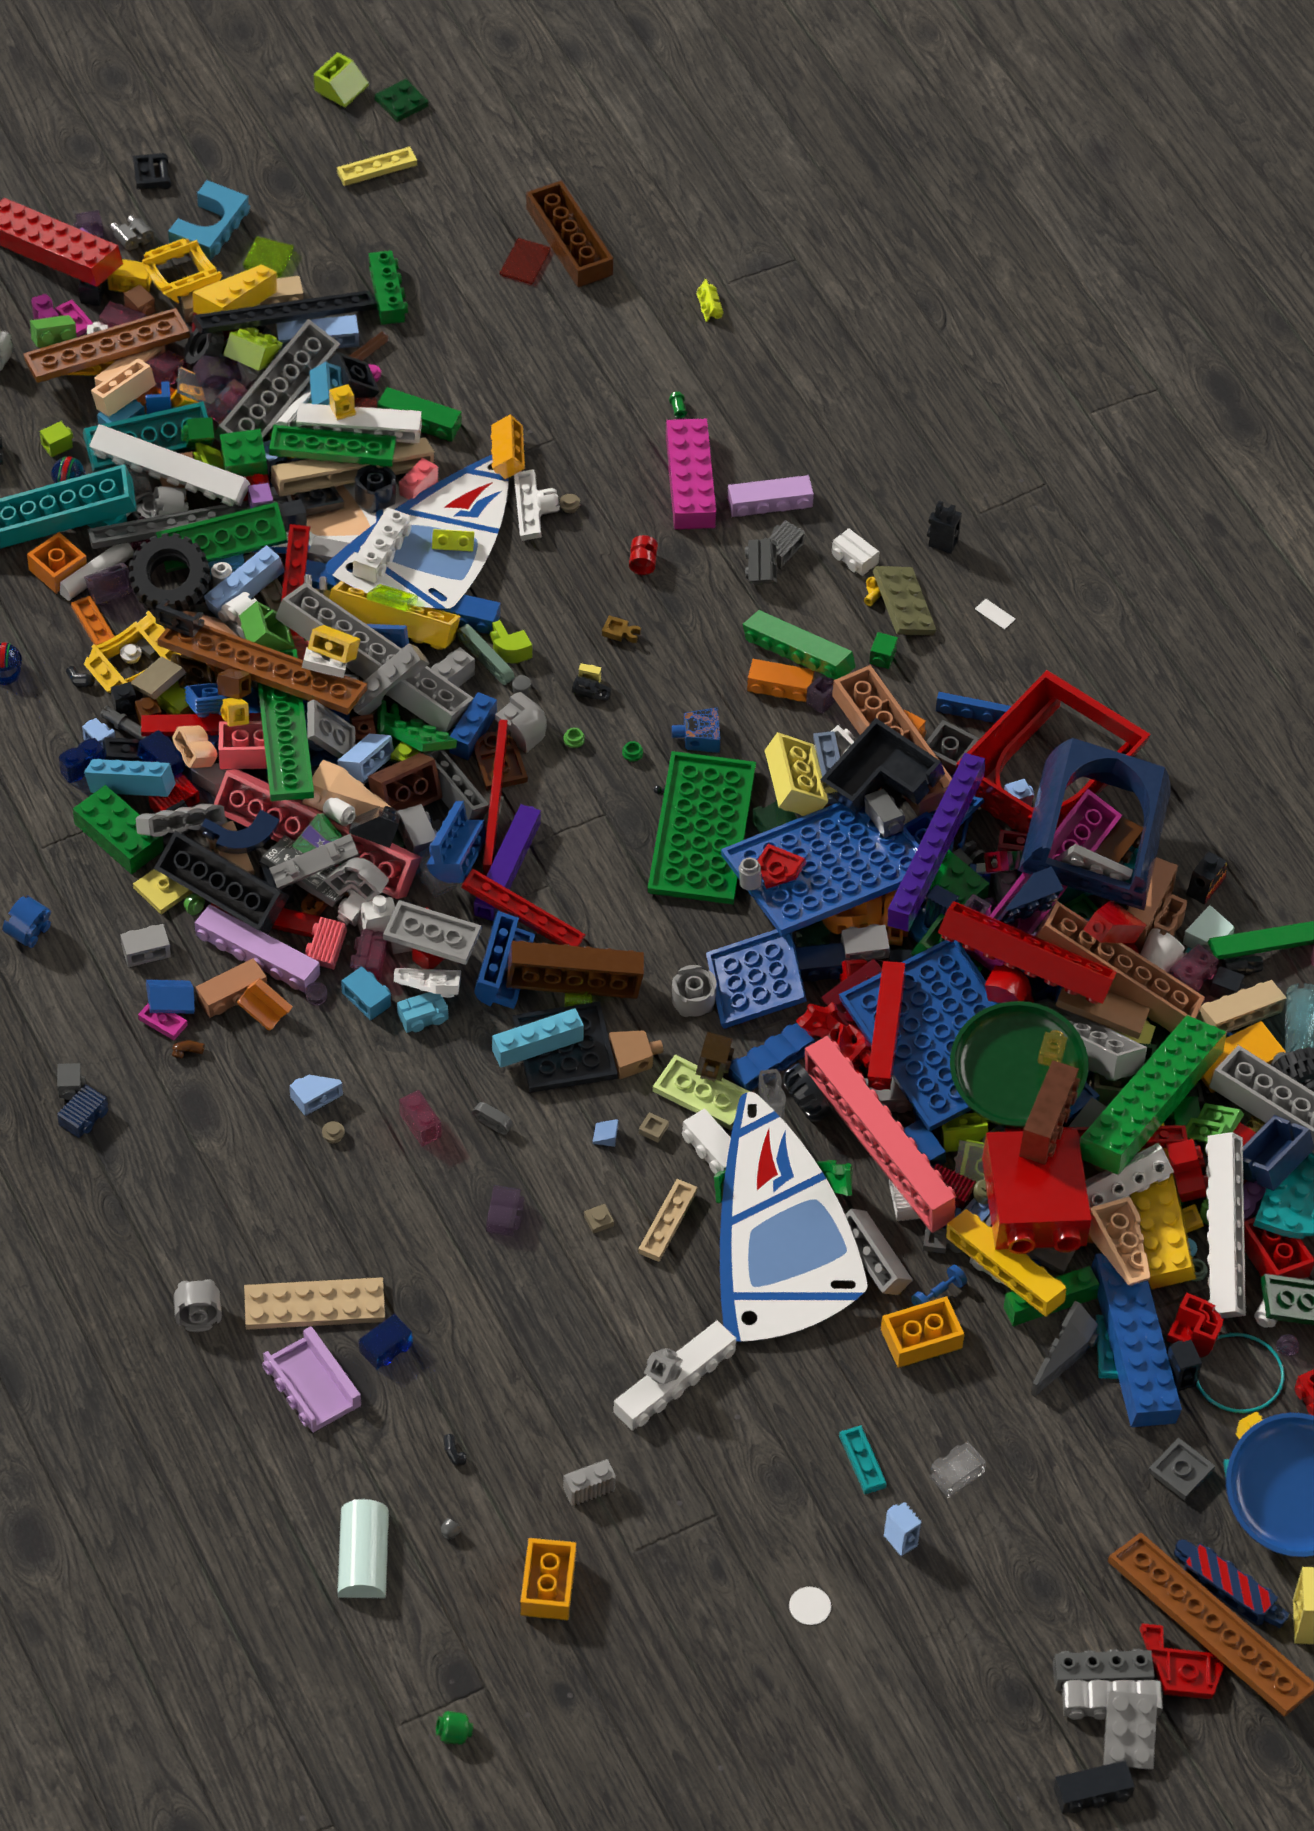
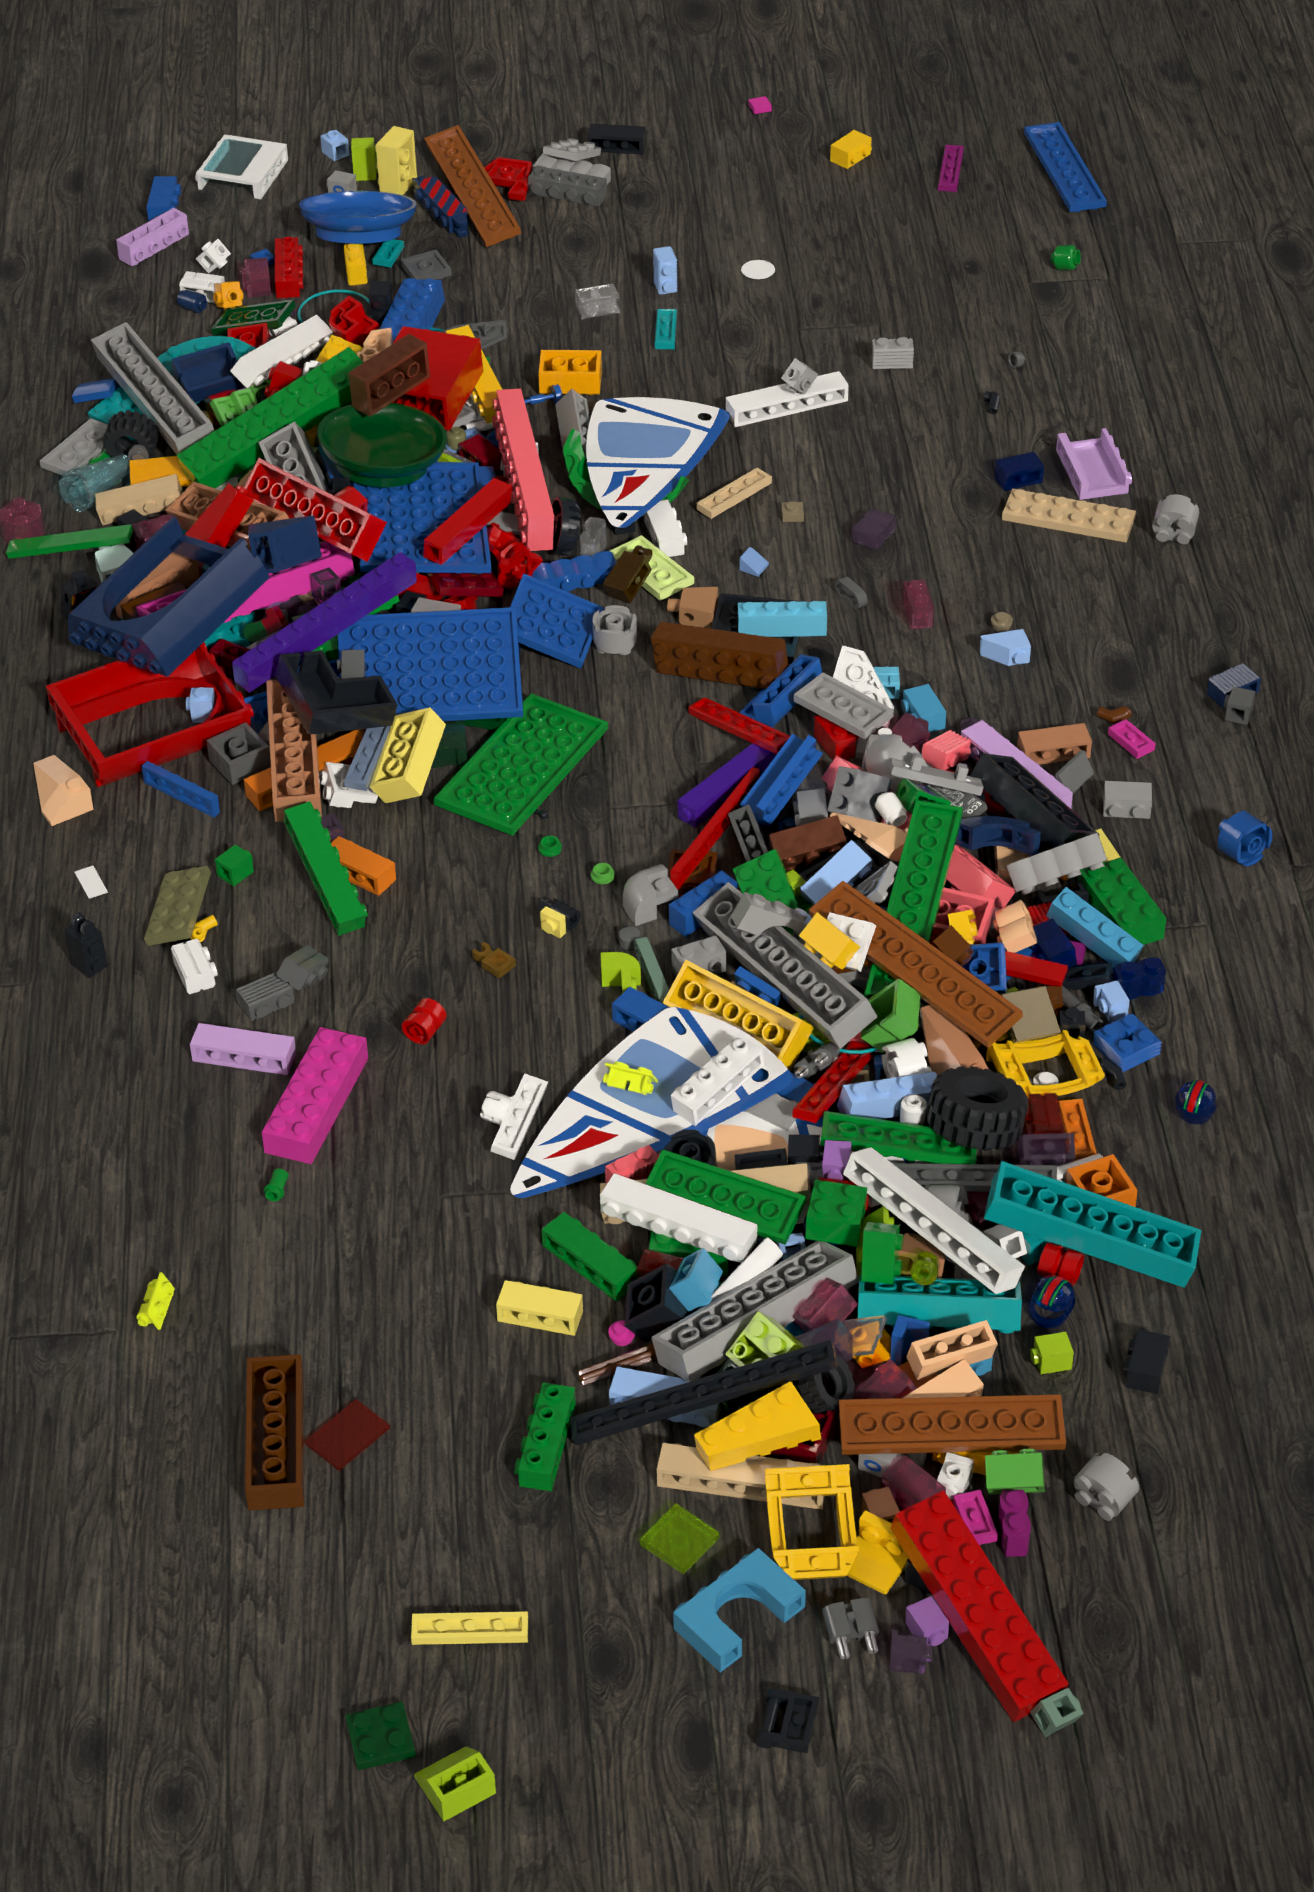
camera: 155 degrees left, 10 degrees down
(75, 704) = (1127, 1042): none -> blue brick
(119, 611) = (1043, 1114): none -> clear red brick
(164, 438) = (924, 1261): none -> clear neon green brick
(170, 996) = (1117, 752): blue slope -> none
(178, 620) = (989, 1021): black hinge -> none
(204, 962) = (1075, 772): none -> dark grey slope
(264, 1004) = (1025, 716): orange panel -> none
(342, 402) = (693, 1206): yellow brick -> none
(363, 1549) = (1095, 360): light aqua brick -> none
(392, 597) = (734, 1009): clear neon green tile -> none
(436, 368) = (539, 1307): none -> light yellow brick
(507, 447) = (509, 1175): light orange brick -> none
(548, 1579) = (954, 308): light orange brick -> none
(569, 503) = (469, 1110): dark tan plate -> none
(653, 1127) = (709, 554): dark tan plate -> none
(700, 730) = (470, 842): blue torso -> none
(750, 874) = (516, 650): light grey brick -> none
(779, 866) = (481, 659): red plate -> none
(1048, 1052) = (351, 421): clear yellow brick -> none
(1082, 678) = (61, 791): none -> light nougat wedge
(1091, 861) = (195, 555): light grey plate -> none

